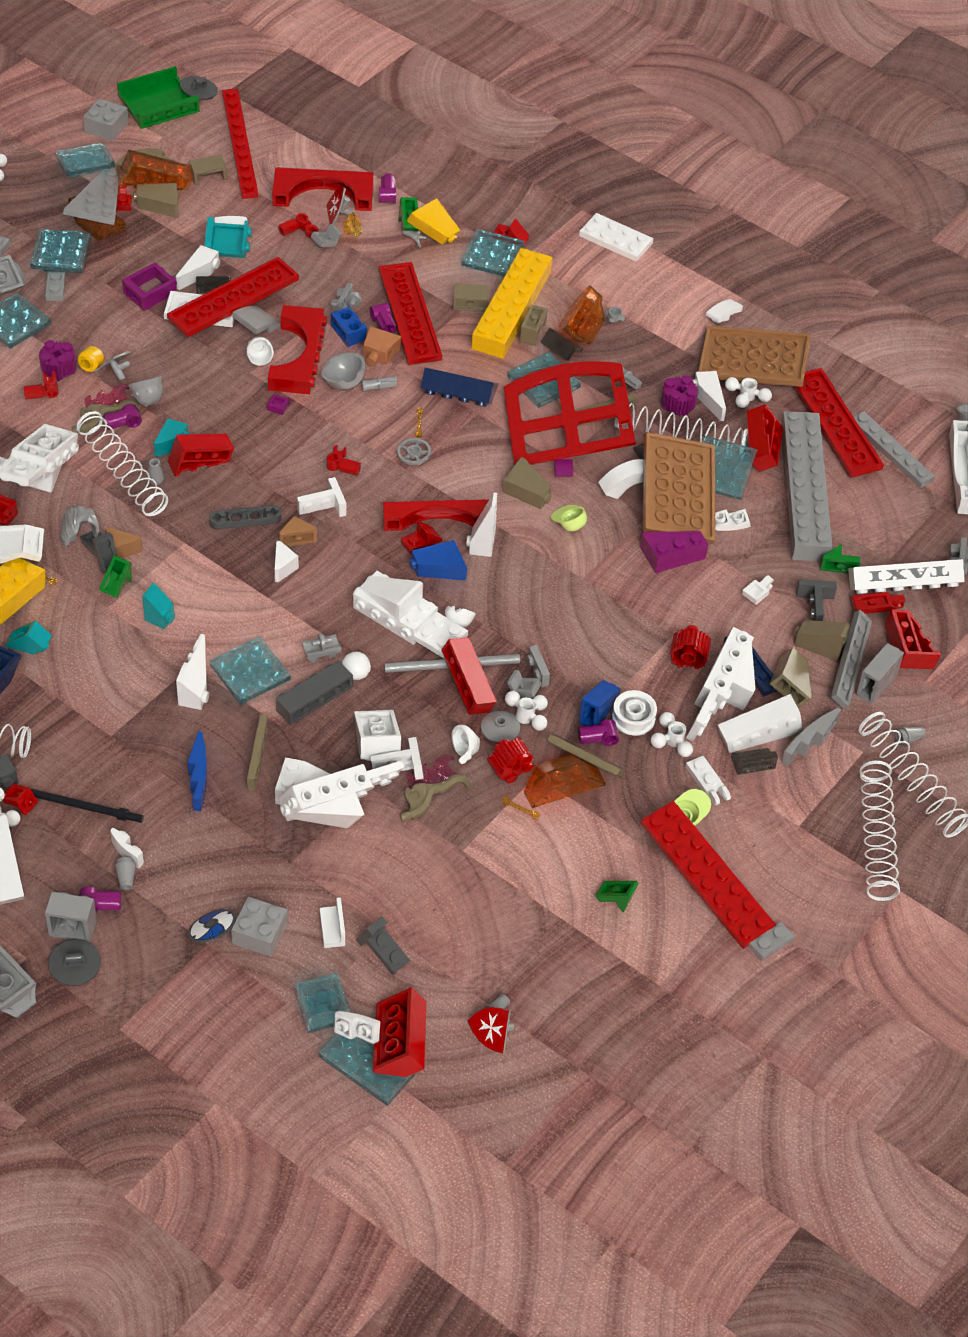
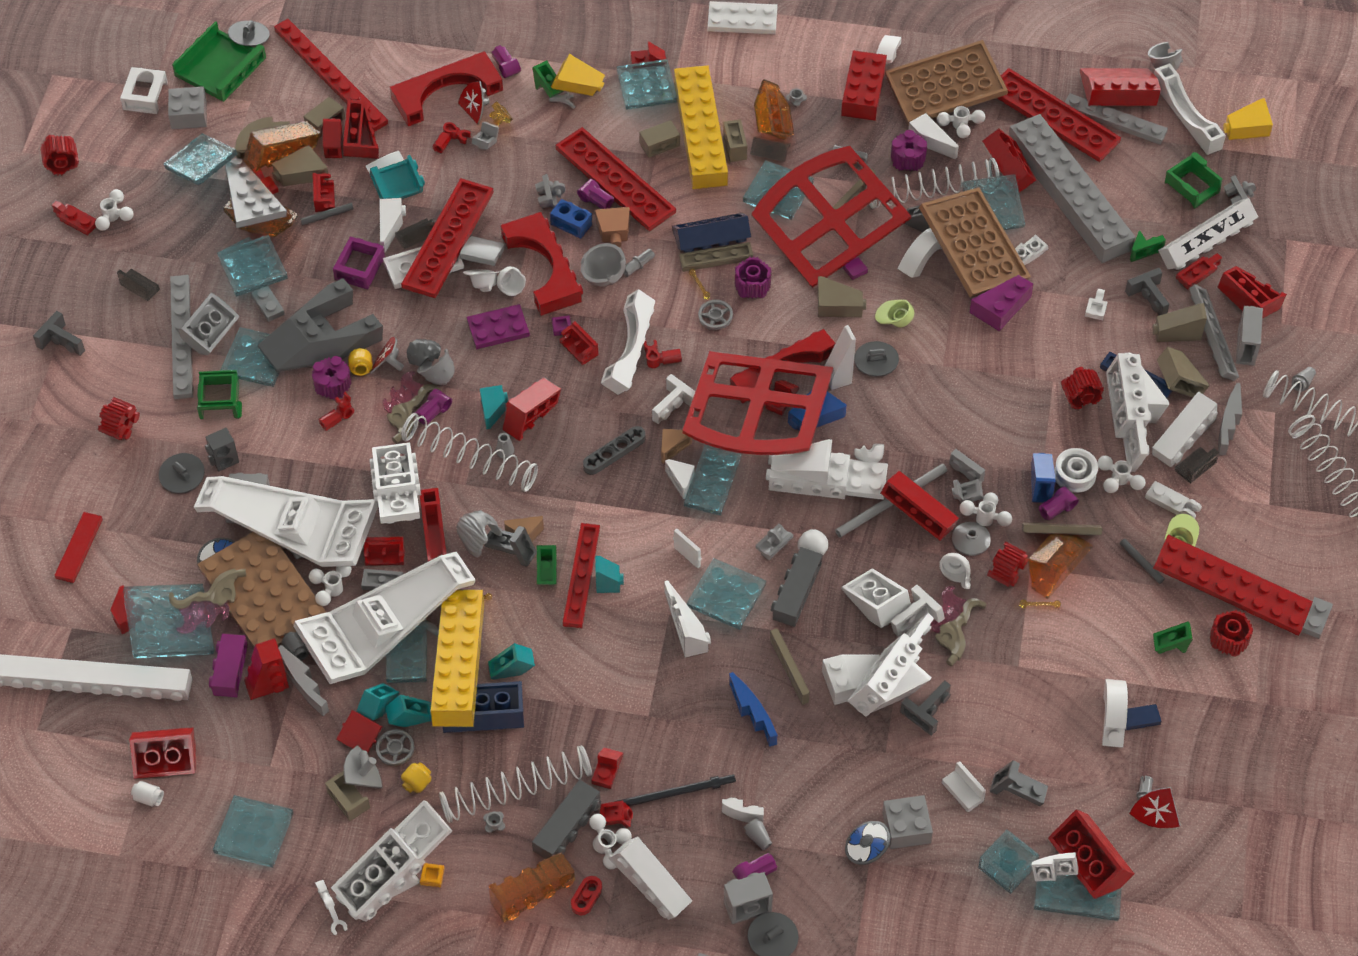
camera: 25 degrees left, 5 degrees up
(45, 757) = (607, 767): none -> red slope
(54, 496) = (432, 523): none -> red arch
(68, 320) = (309, 336): none -> dark grey wedge
(77, 104) = (140, 103): none -> white panel
(133, 605) = (581, 575): none -> red plate
(144, 369) = (422, 349): none -> dark grey hair
(154, 241) = (325, 214): none -> dark grey bar
(163, 224) = (323, 192): none -> red hinge
(200, 186) = (332, 138): none -> red slope
(223, 189) = (358, 133): none -> red wedge
(225, 382) = (498, 326): none -> magenta plate
(237, 340) = (482, 279): none -> white piece
(242, 617) = (687, 548): none -> white piece
(280, 423) = (579, 343): none -> red hinge
(310, 575) = (712, 480): none -> clear light blue plate
(344, 420) = (638, 313): none -> white arch
(353, 842) = (923, 714): none -> dark grey bracket
(389, 525) = (758, 397): none -> red window
(450, 408) = (715, 256): none -> dark tan tile
(464, 435) = (752, 278): none -> magenta brick
(514, 923) = (1115, 718): none -> white arch
(527, 546) = (876, 358): none -> dark grey shield
(538, 944) = (1142, 717): none -> dark blue tile
(641, 815) = (1142, 561): none -> dark grey bar
(675, 913) = (1231, 633): none -> red brick
(679, 329) = (864, 85): none -> red brick
(912, 424) = (1120, 86): none -> red slope
(927, 513) = (1196, 165): none -> green piece

